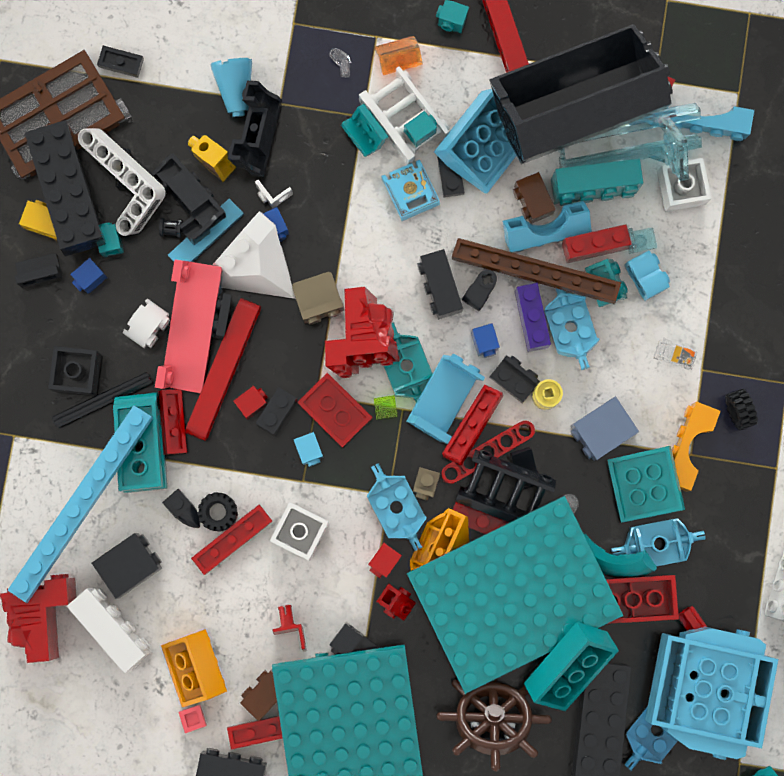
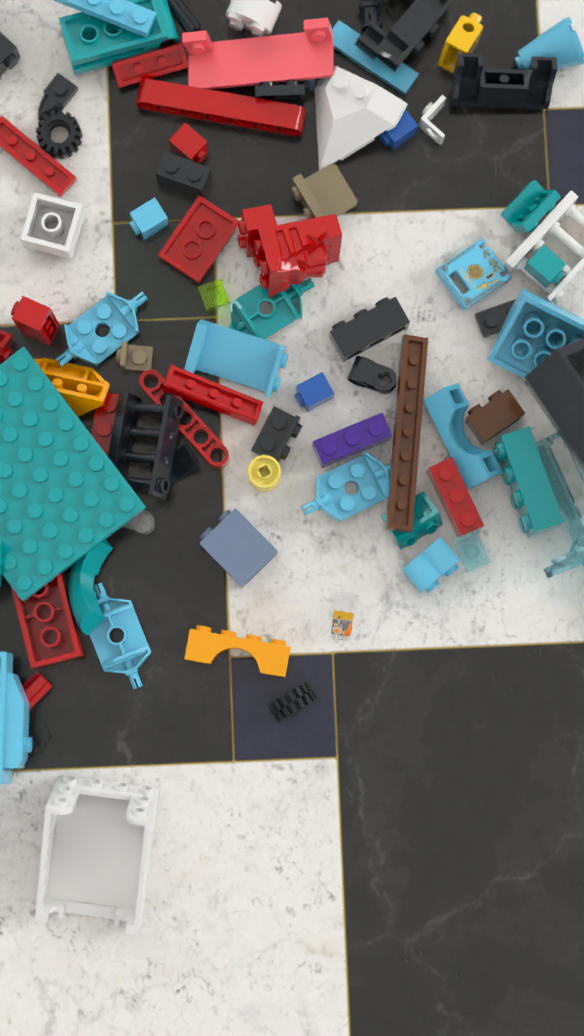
camera: 80 degrees right, 0 degrees up
(646, 484) = (181, 605): teal plate -> none
(685, 193) = (546, 594): white brick -> none

